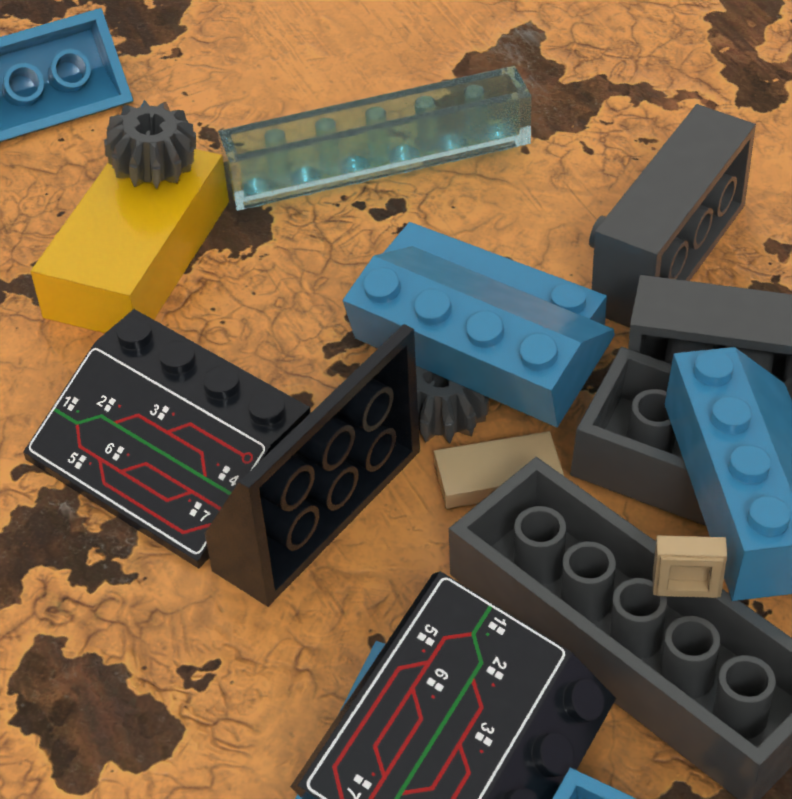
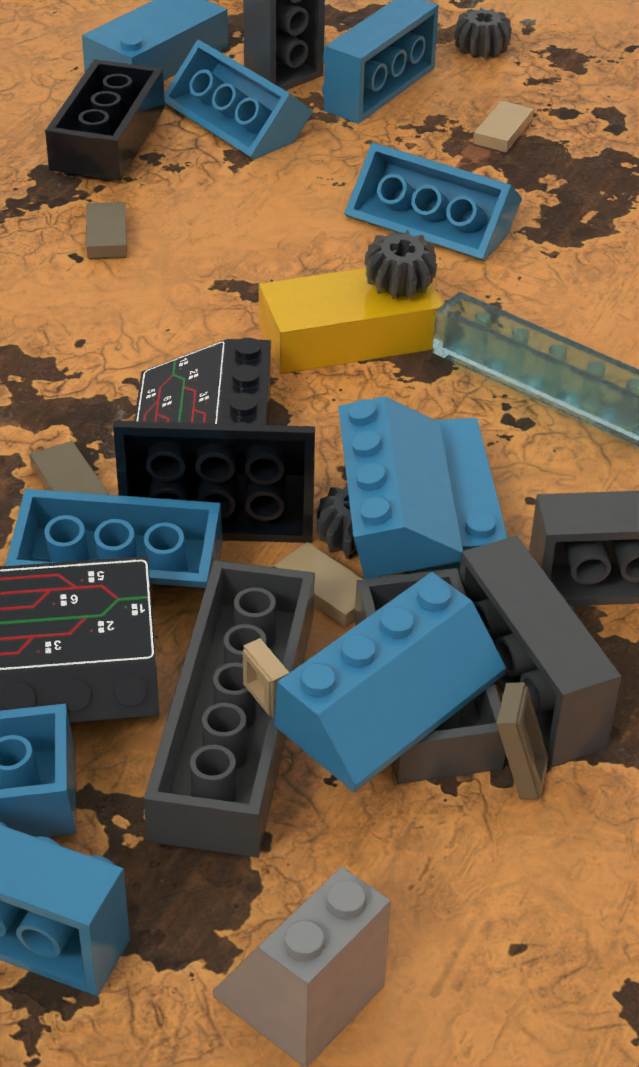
camera: 50 degrees right, 5 degrees down
(142, 606) = (65, 470): none -> dark tan tile
(319, 608) = (72, 526): none -> dark azure slope

